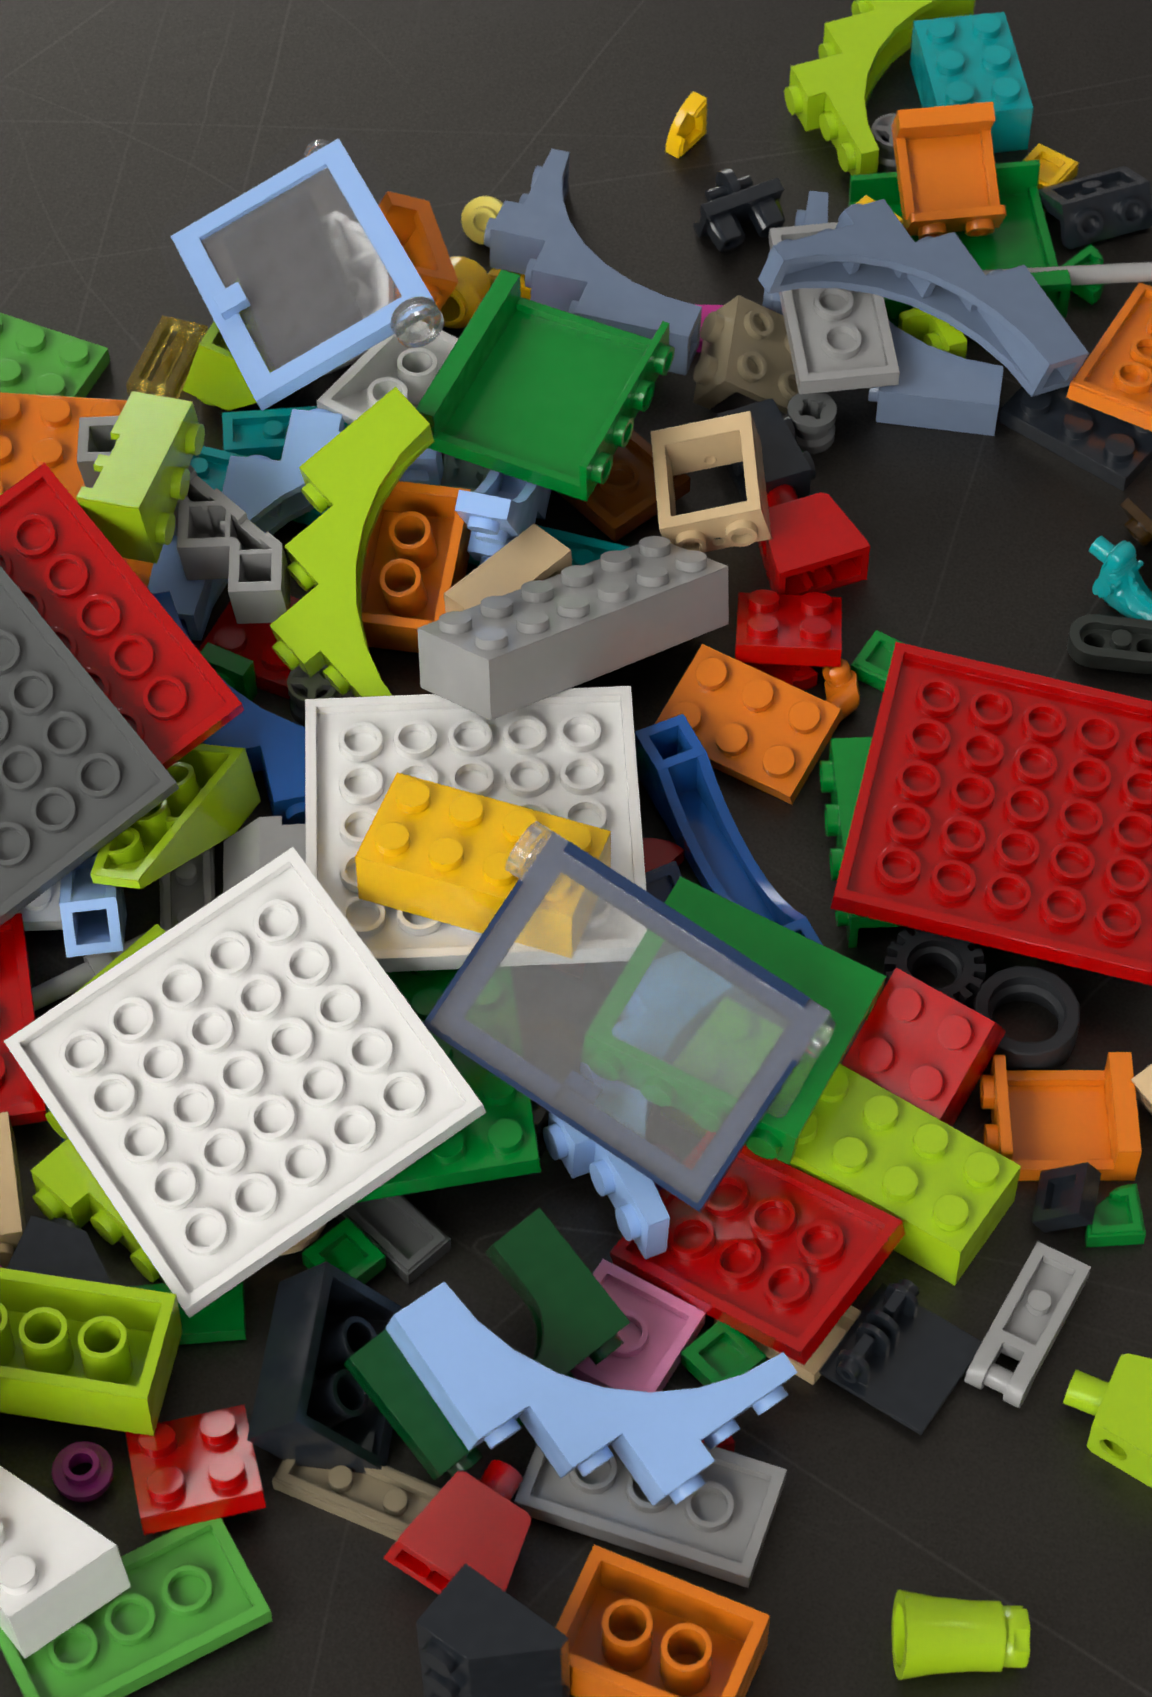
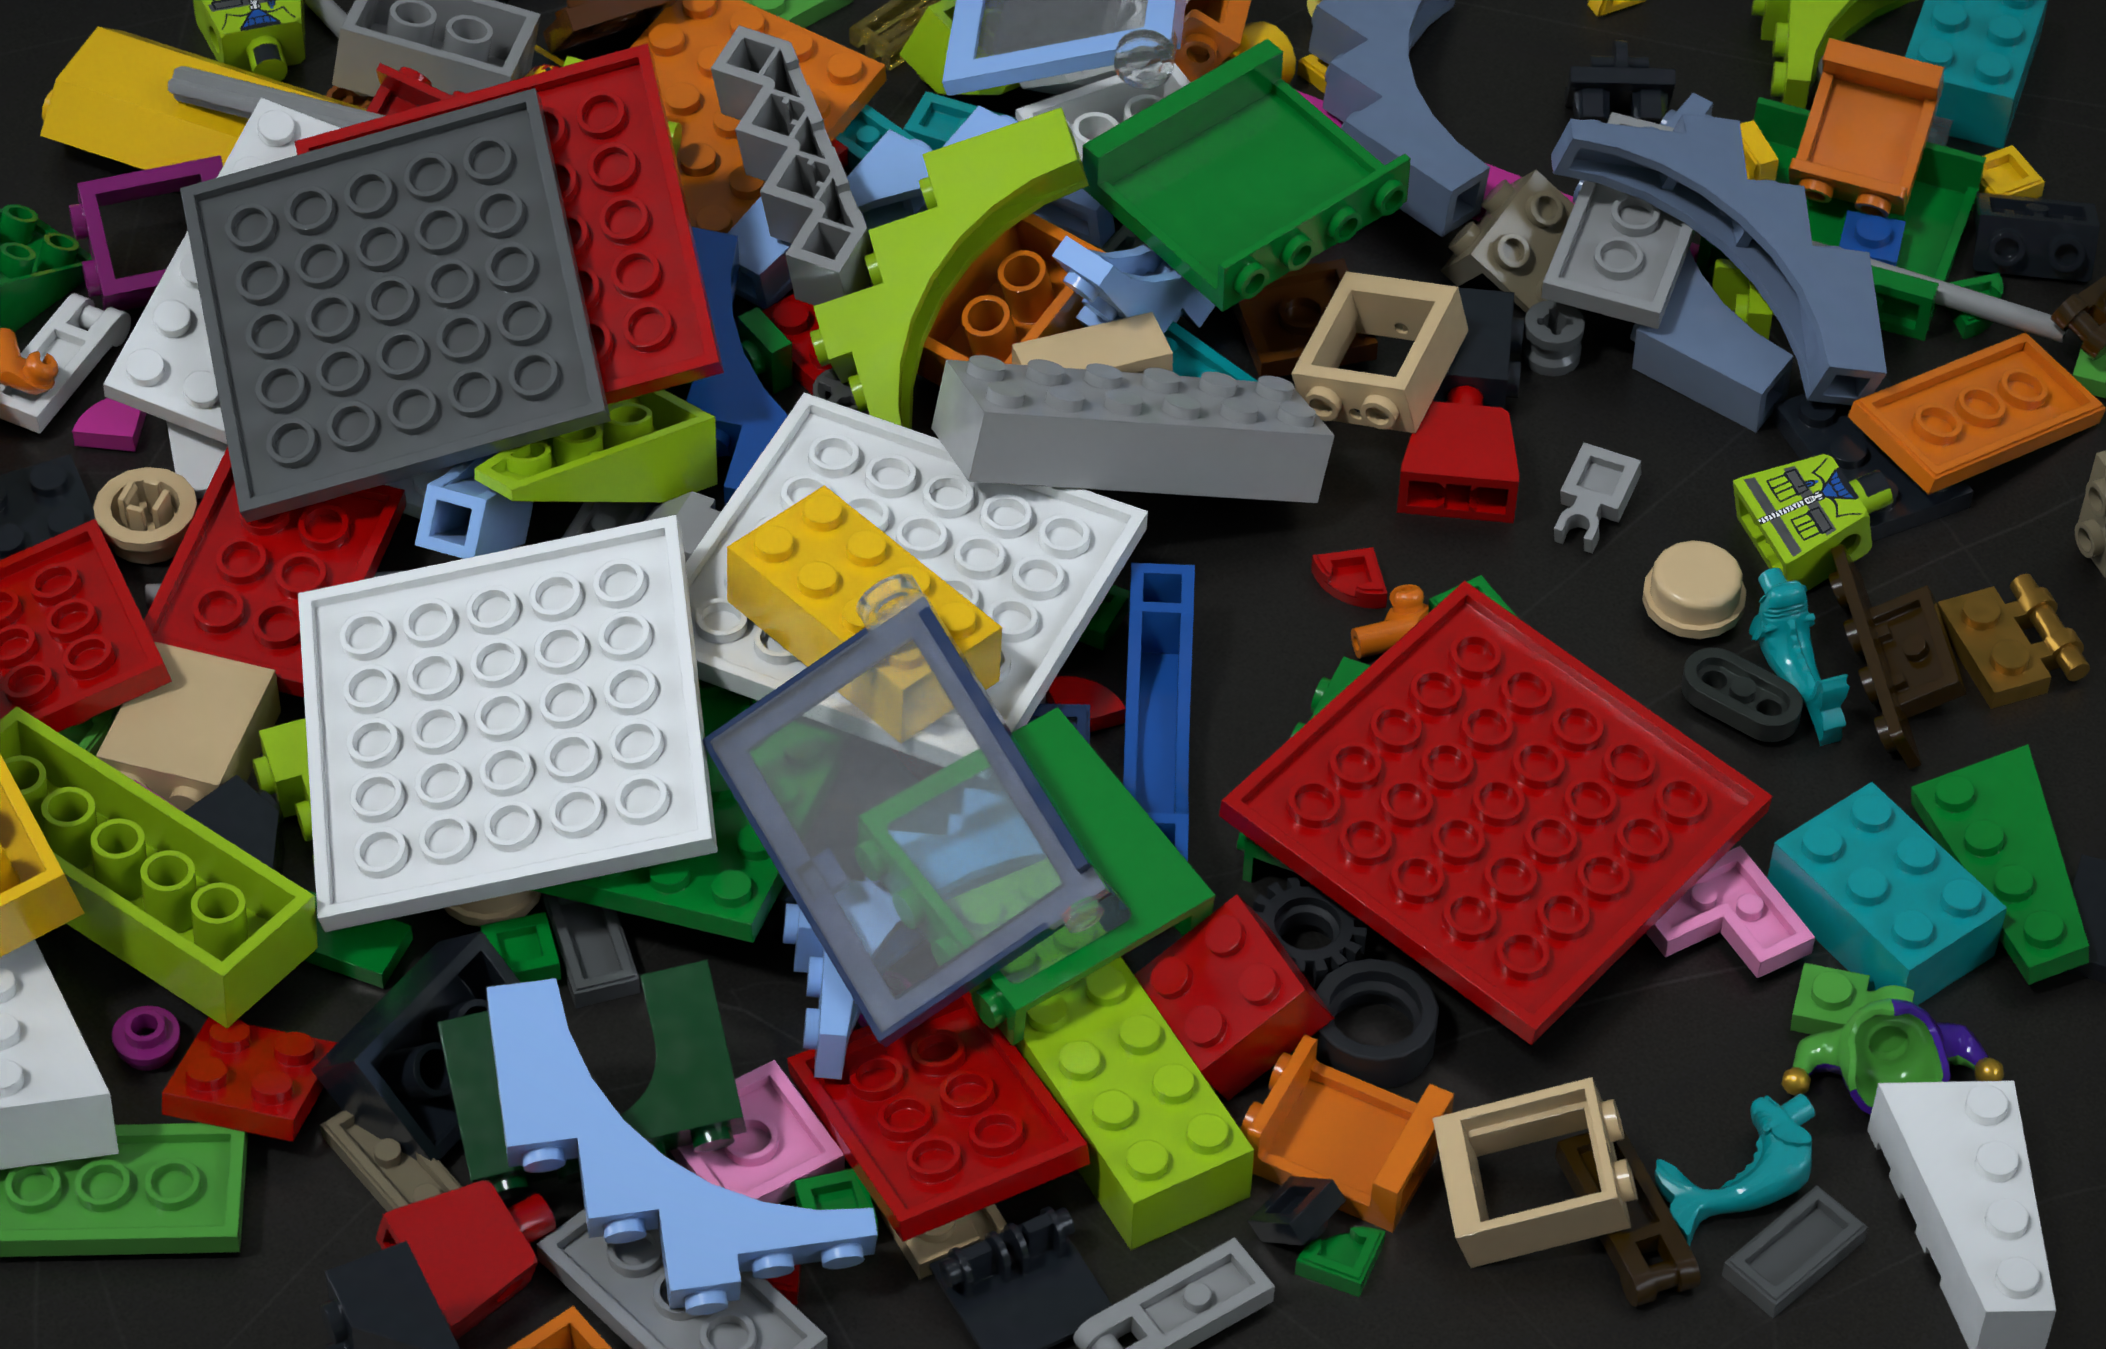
camera: 25 degrees right, 5 degrees down
(144, 474) = (754, 102): lime wedge -> none
(753, 722) = (1277, 612): orange plate -> none
(789, 629) = (1382, 534): red plate -> none
(918, 526) = (1596, 488): none -> light grey plate
(992, 251) = (1873, 234): none -> blue plate
(1038, 577) = (1695, 590): none -> tan piece
(1084, 486) = (1805, 511): none -> lime torso

